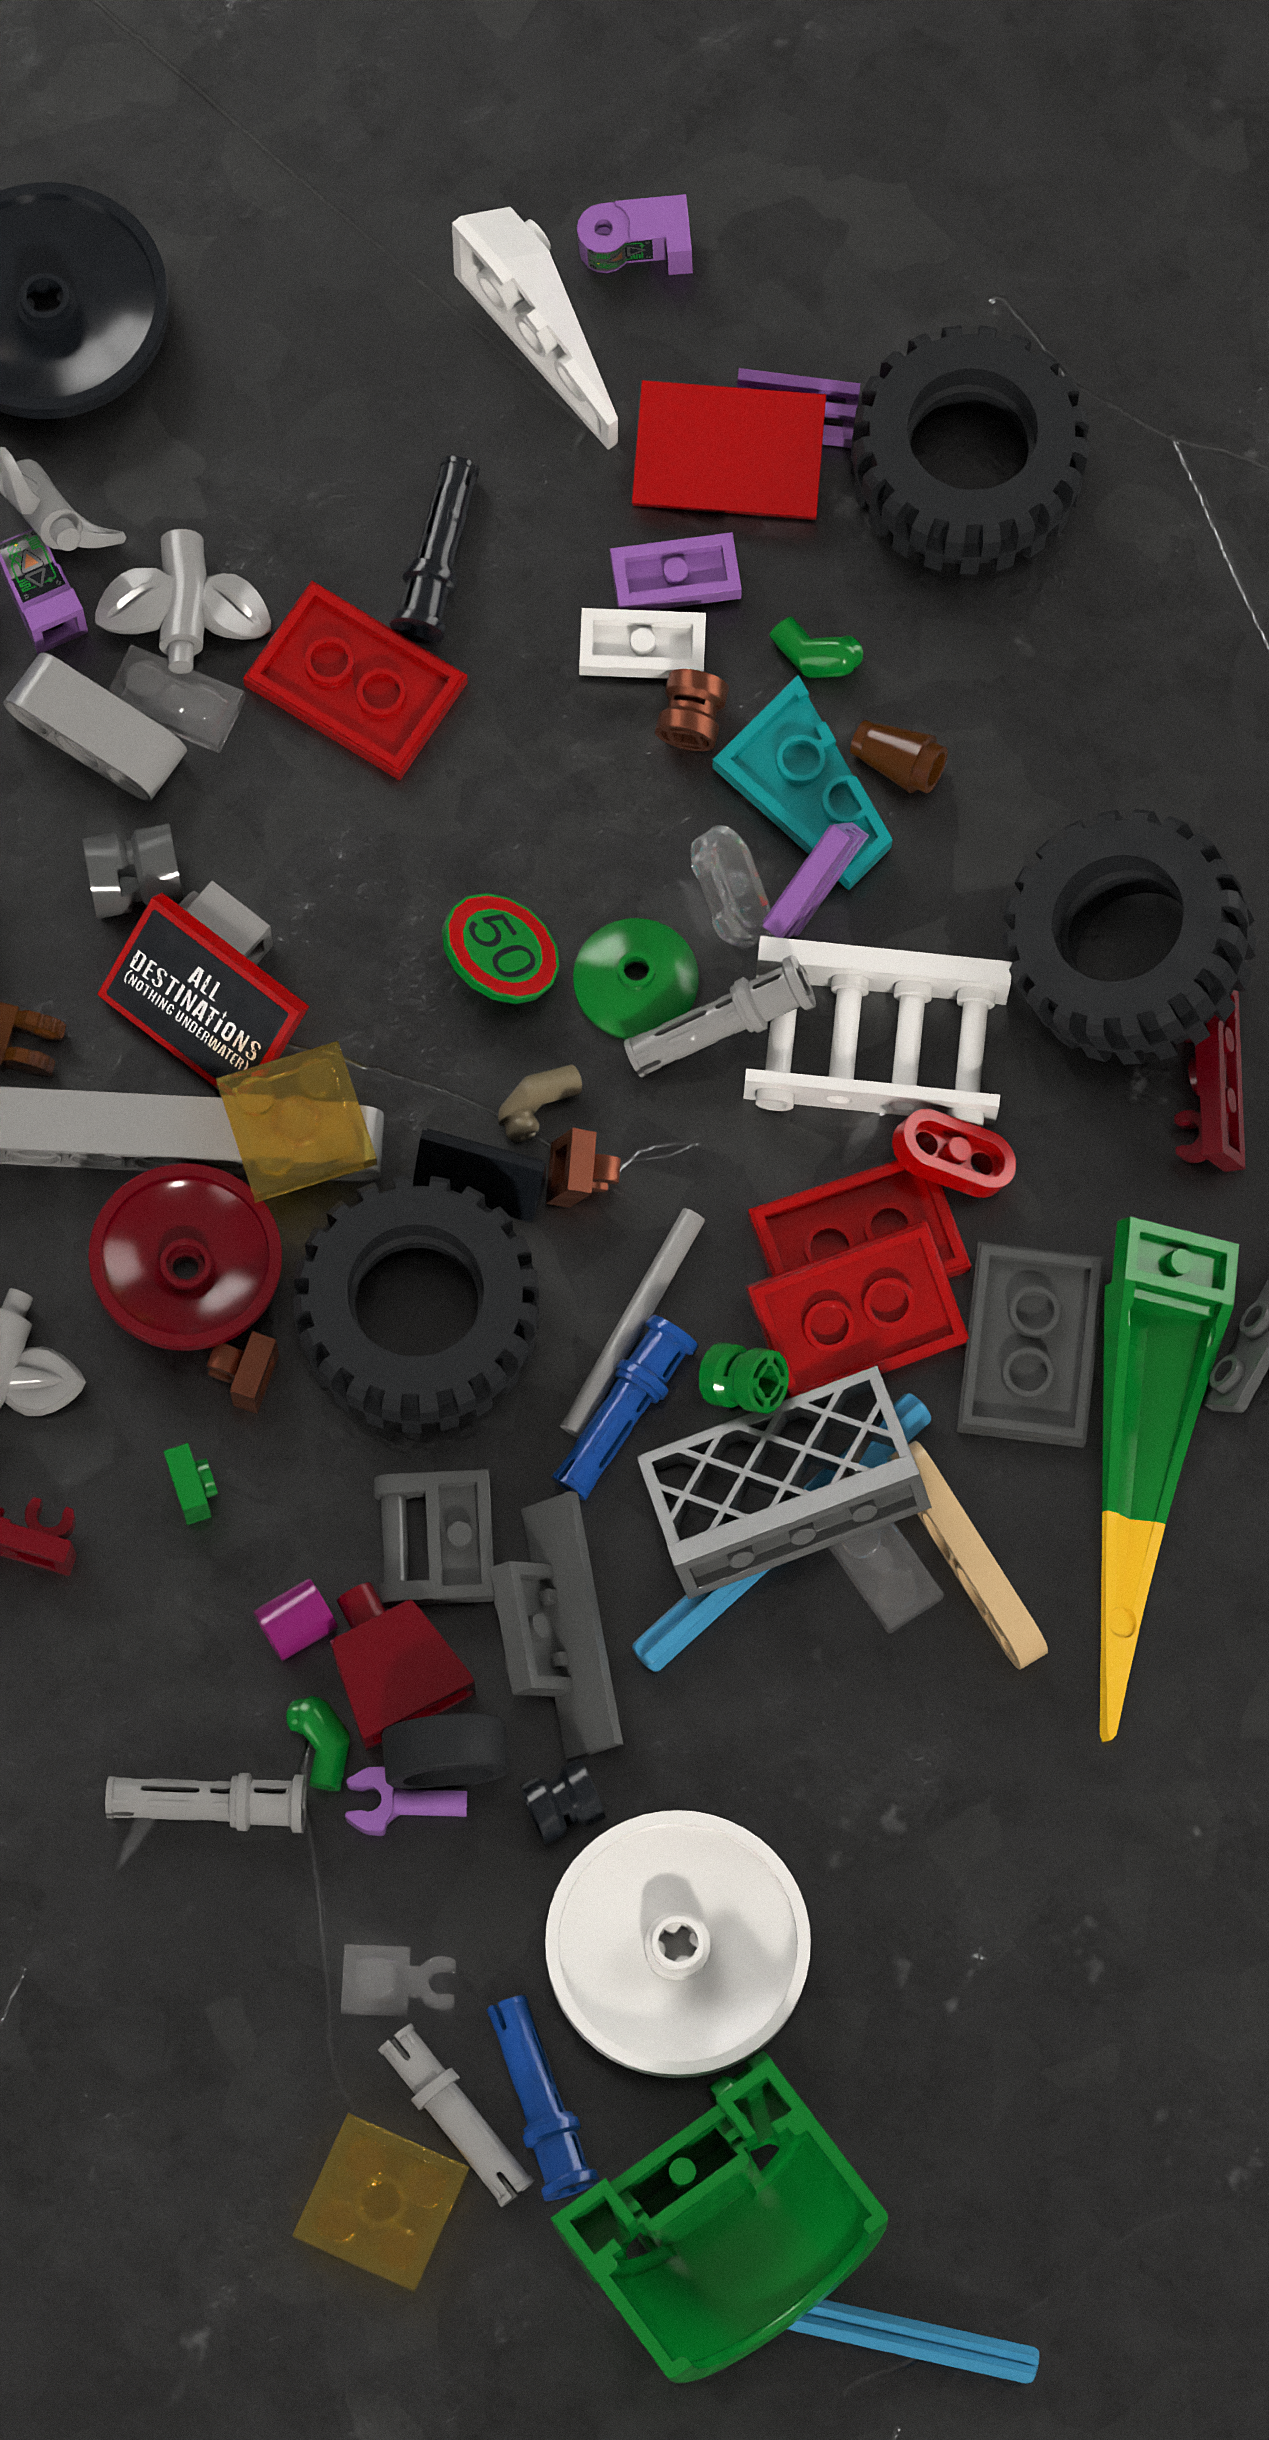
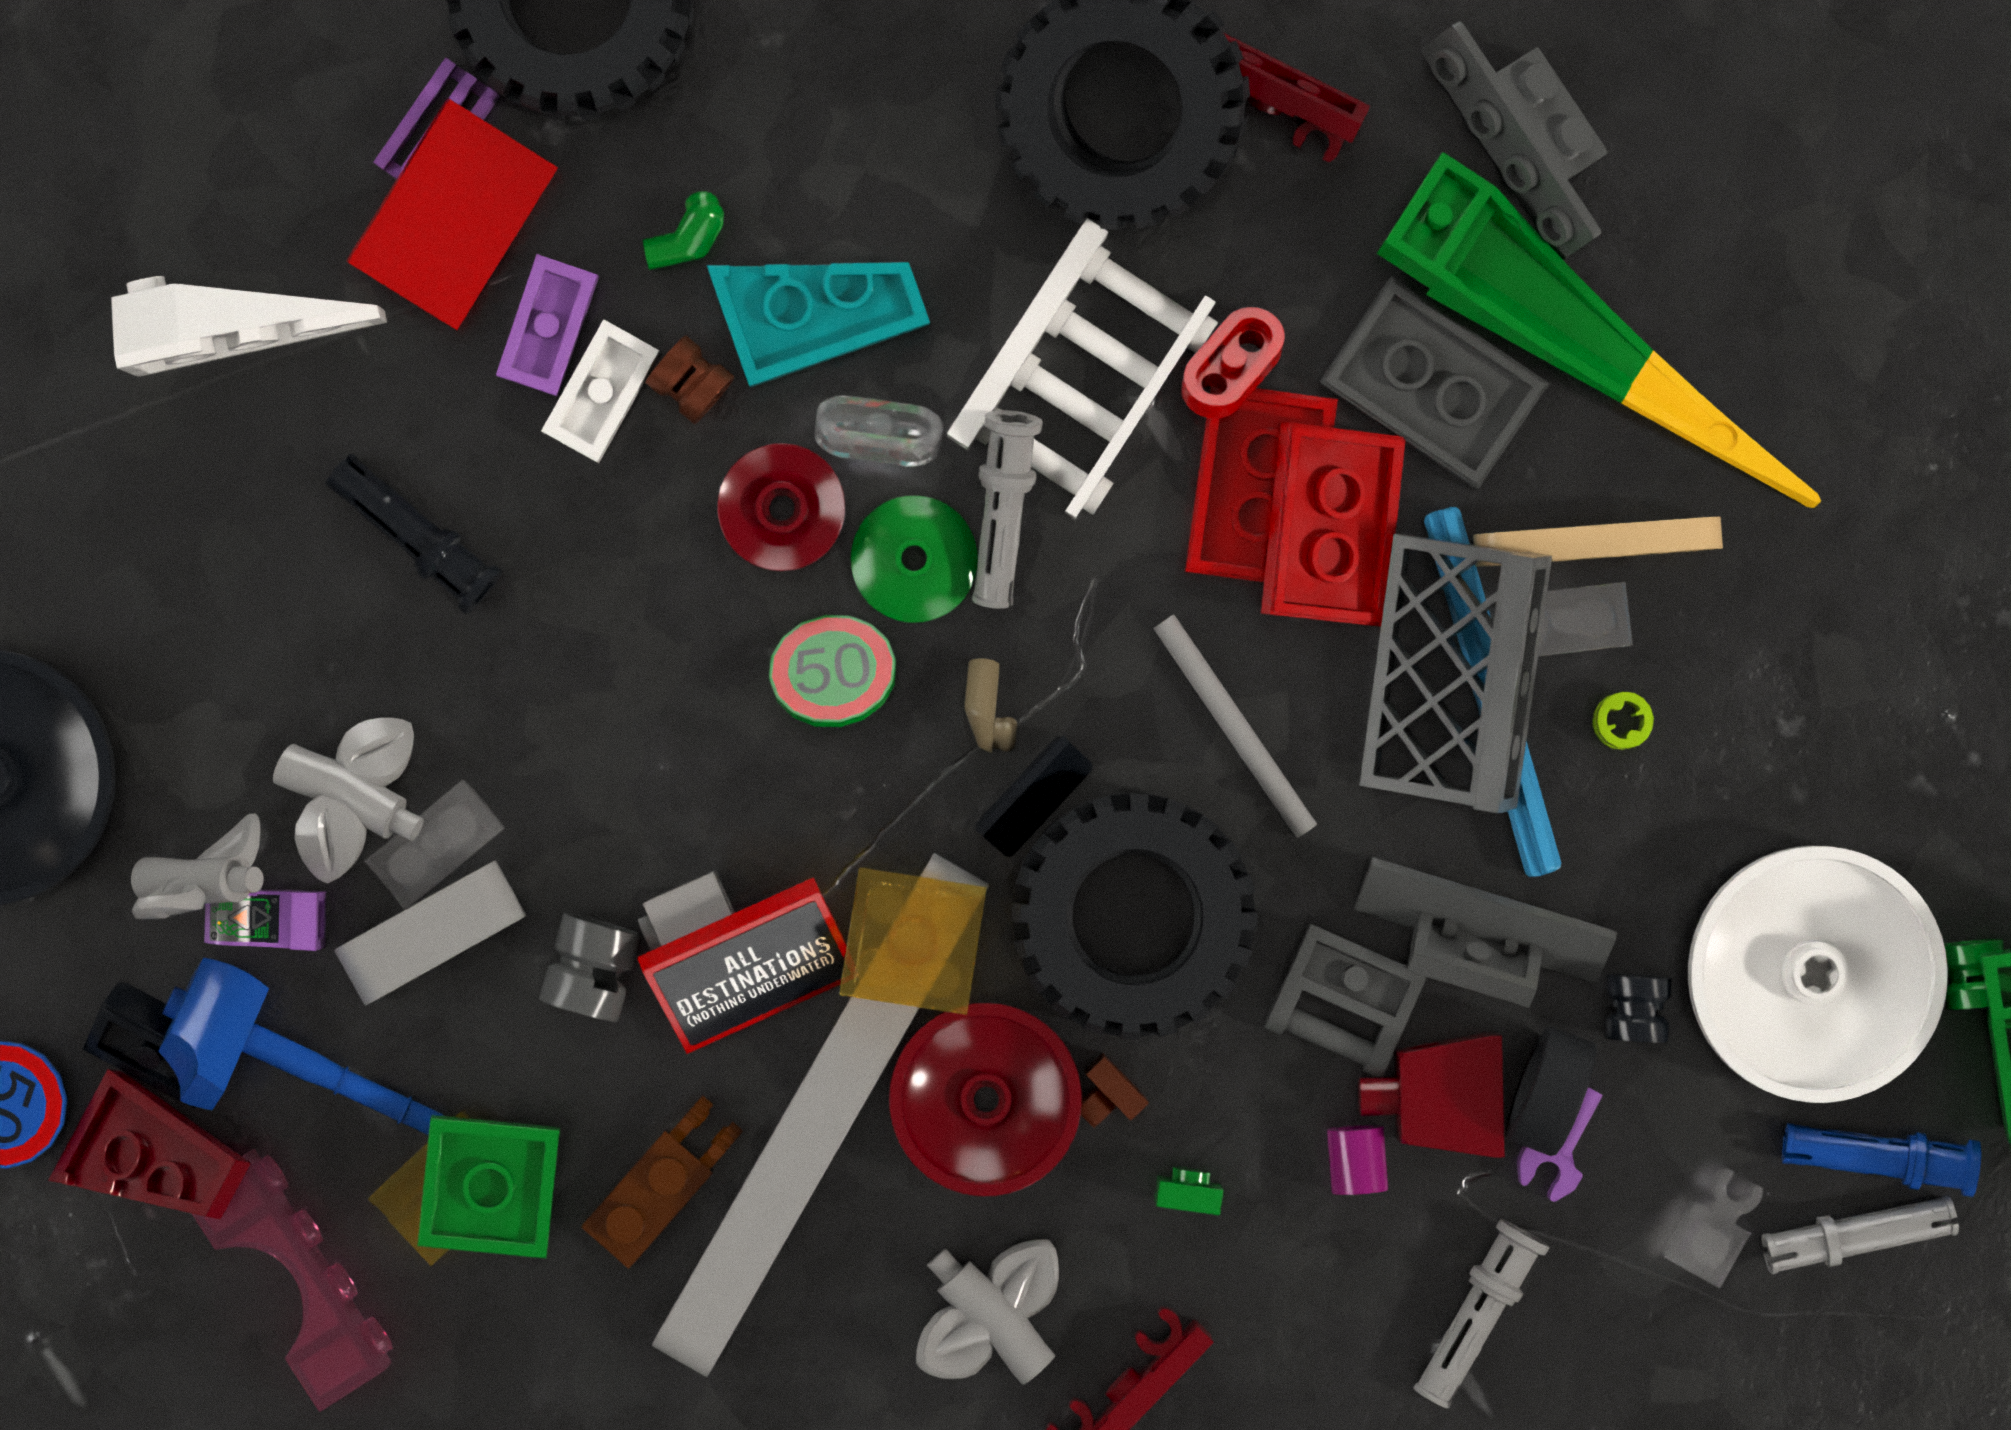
camera: 60 degrees left, 15 degrees up
(326, 1734) = (1470, 1182): green arm -> none
(355, 680) = (499, 670): red tile -> none
(381, 2202) = (1902, 1335): clear yellow plate -> none
(577, 1169) = (1073, 706): copper tile -> none
(626, 810) = (772, 473): none -> dark red dish
(636, 232) = (186, 186): medium lavender leg -> none
(638, 1384) = (1296, 749): blue pin -> none
(753, 1381) = (1349, 652): green wheel -> none
(806, 1678) = (1615, 703): none -> lime bush
(814, 880) = (917, 355): medium lavender tile -> none
(900, 754) = (828, 211): reddish brown cone -> none

